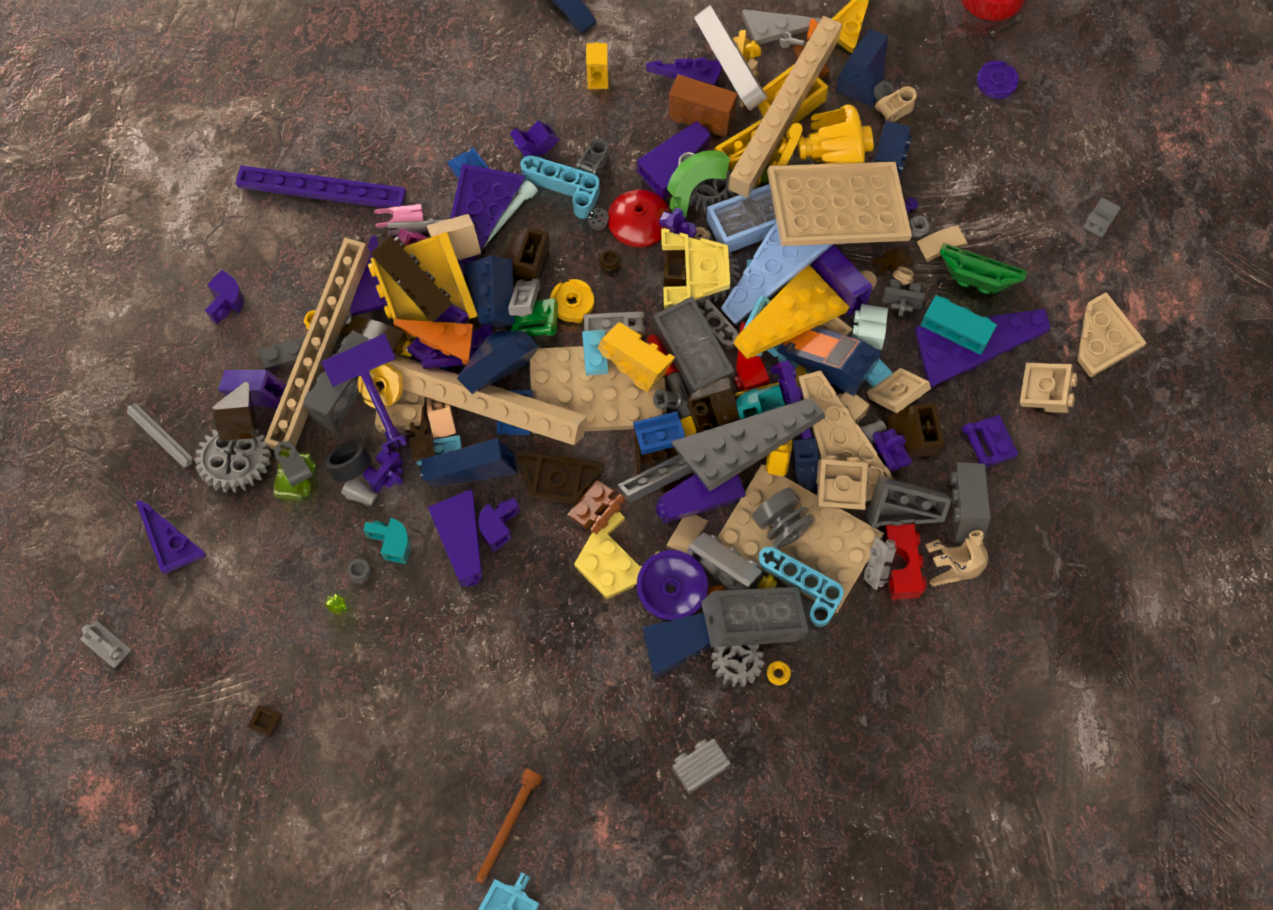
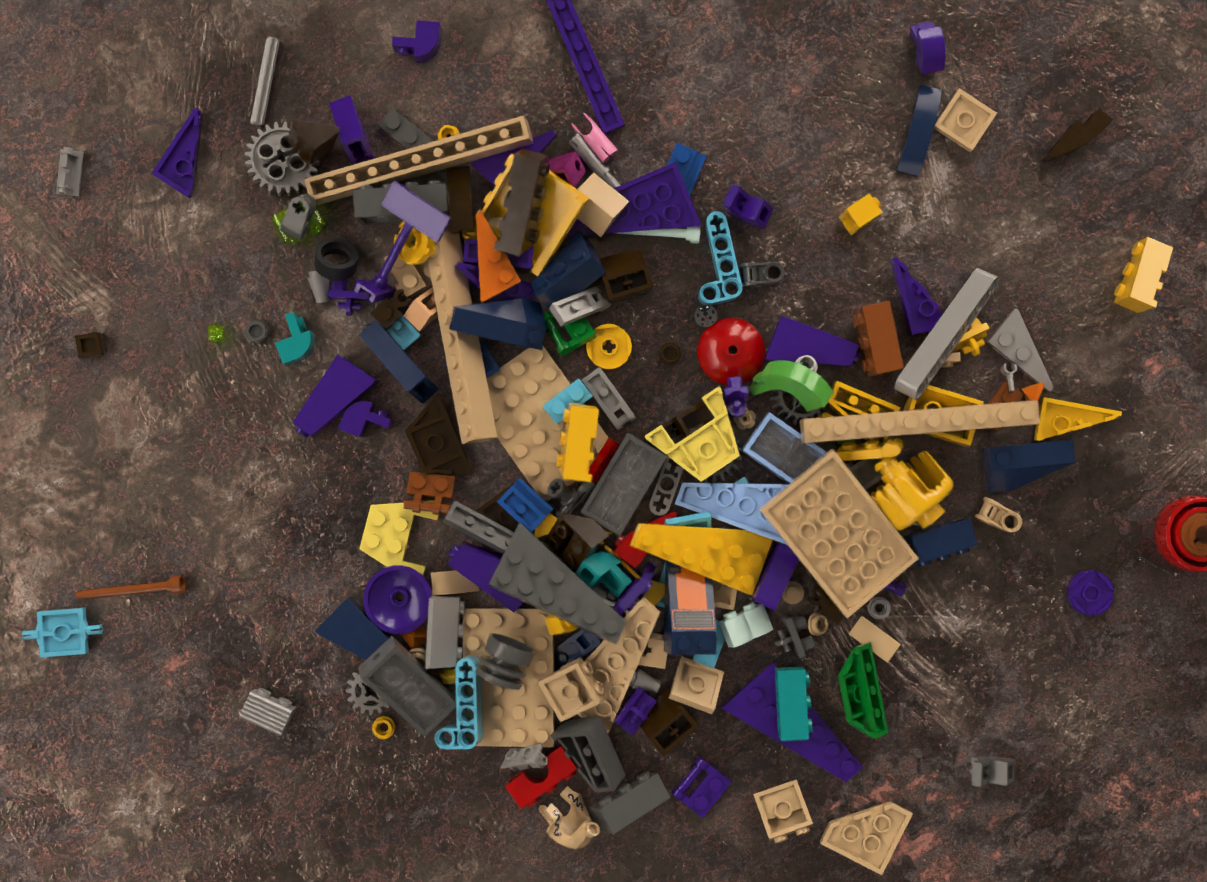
camera: 55 degrees right, 20 degrees up
(883, 89) = (1006, 495): dark grey tile -> none

